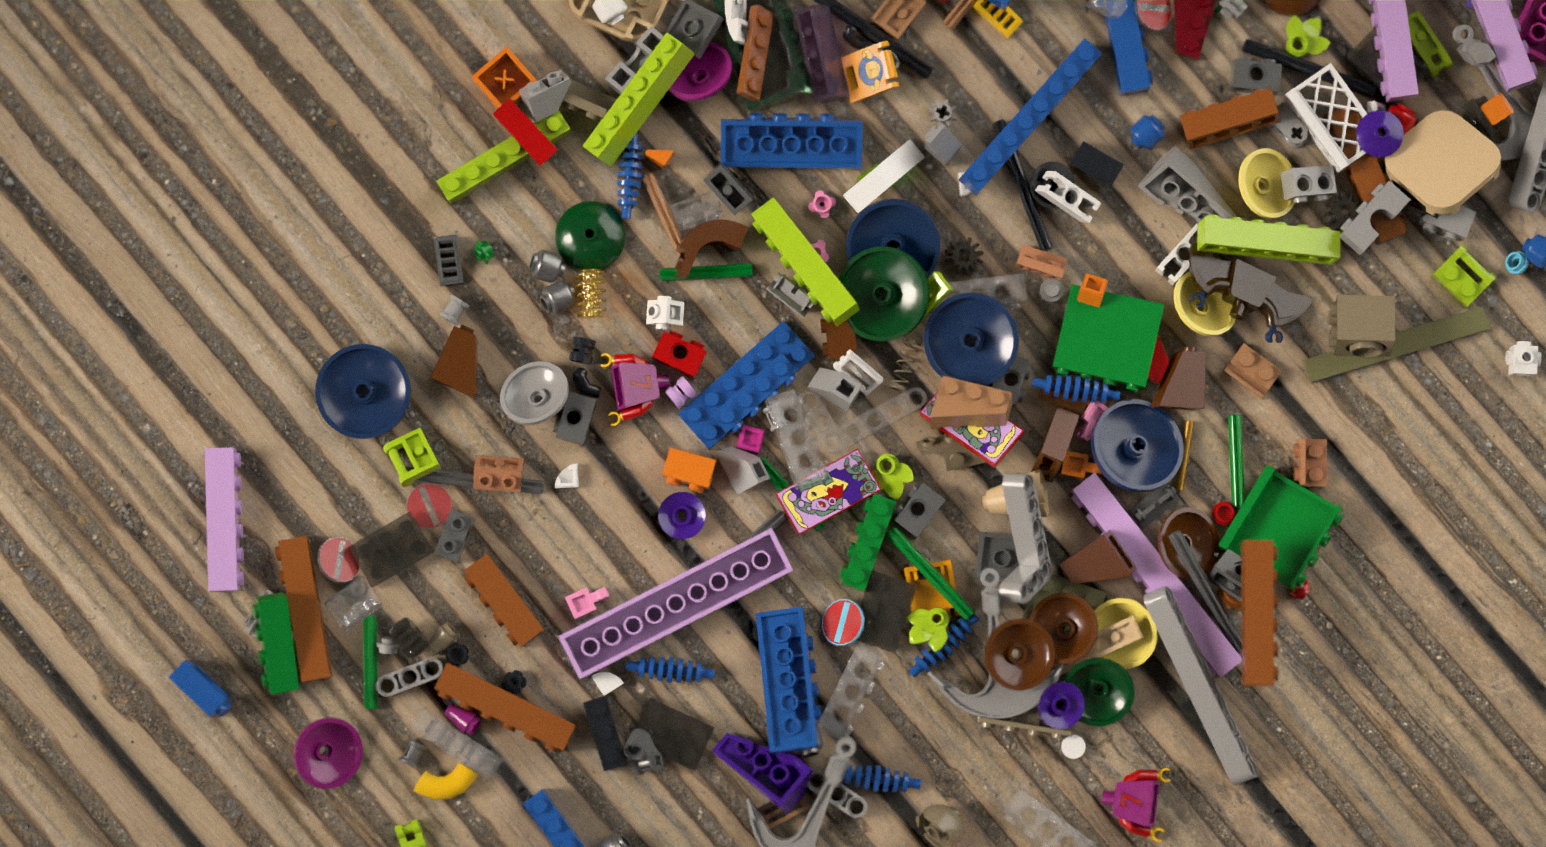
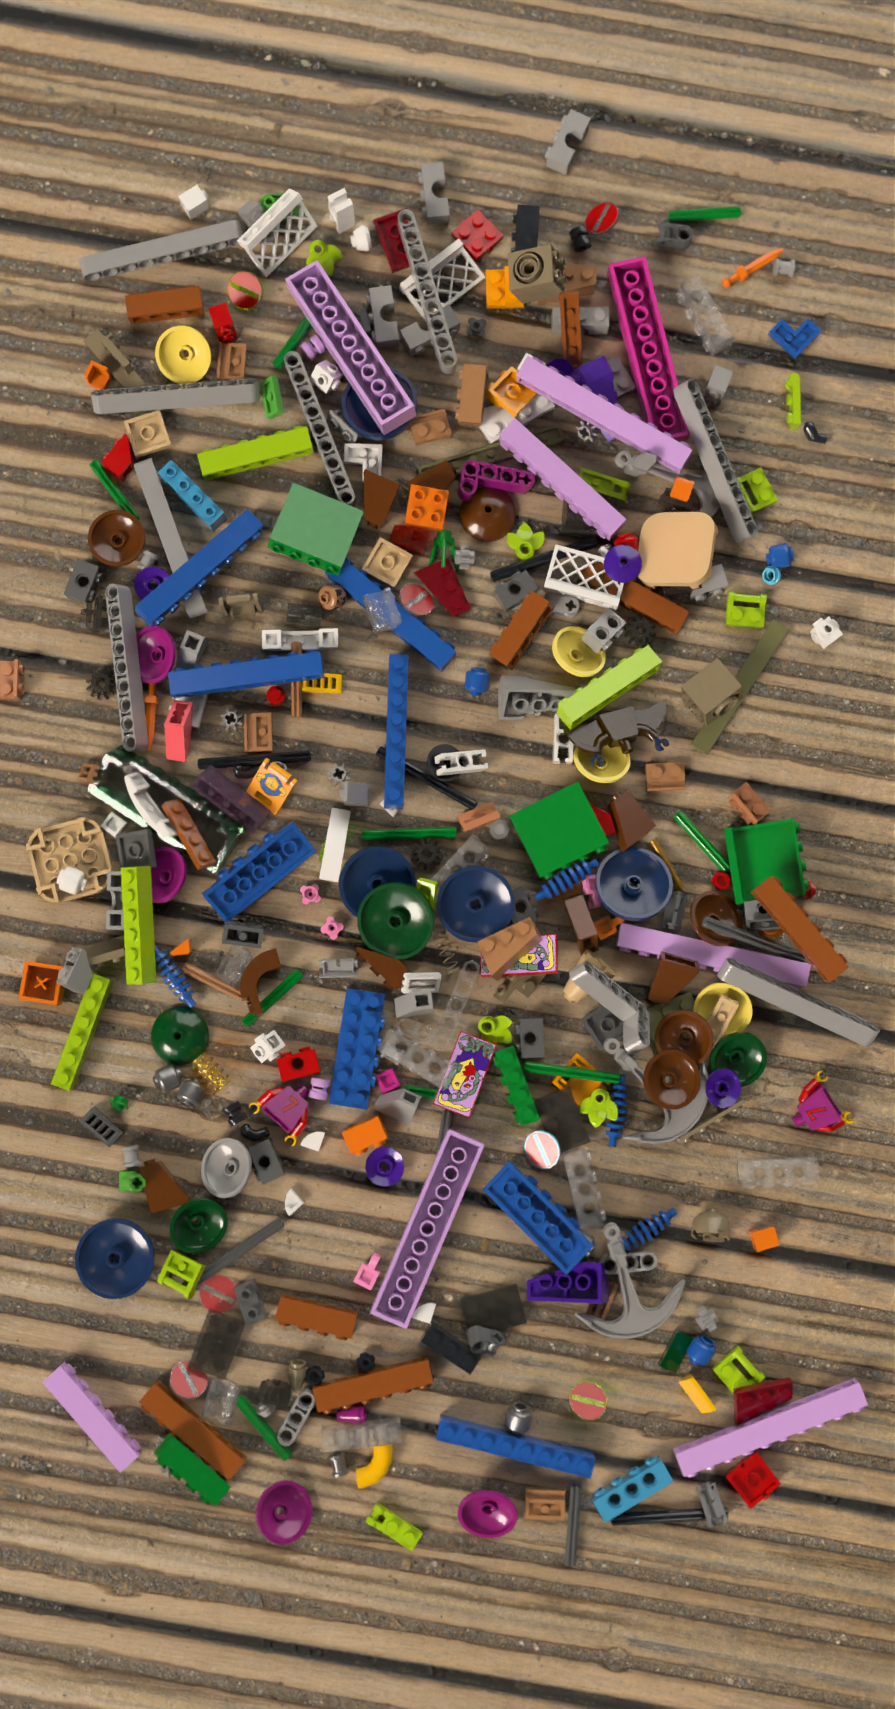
camera: 40 degrees left, 0 degrees up
(201, 689) = (167, 1540): blue window -> none
(436, 332) = (131, 1181): none -> bright green piece
(464, 437) = (199, 1234): none -> dark green dish
(498, 473) = (245, 1237): nougat bracket -> none
(525, 132) = (82, 1006): red tile -> none
(635, 437) = (313, 1140): none -> white tile
(670, 669) = (478, 1257): blue piece -> none
(805, 262) = (330, 941): lime brick -> none
(962, 224) = (410, 833): none -> green axle
(1073, 746) = (751, 1106): white tile -> none
(1092, 290) = (525, 809): orange slope -> none
(1097, 163) = (462, 726): black hinge -> none
(1359, 232) = (660, 635): light grey arch -> none

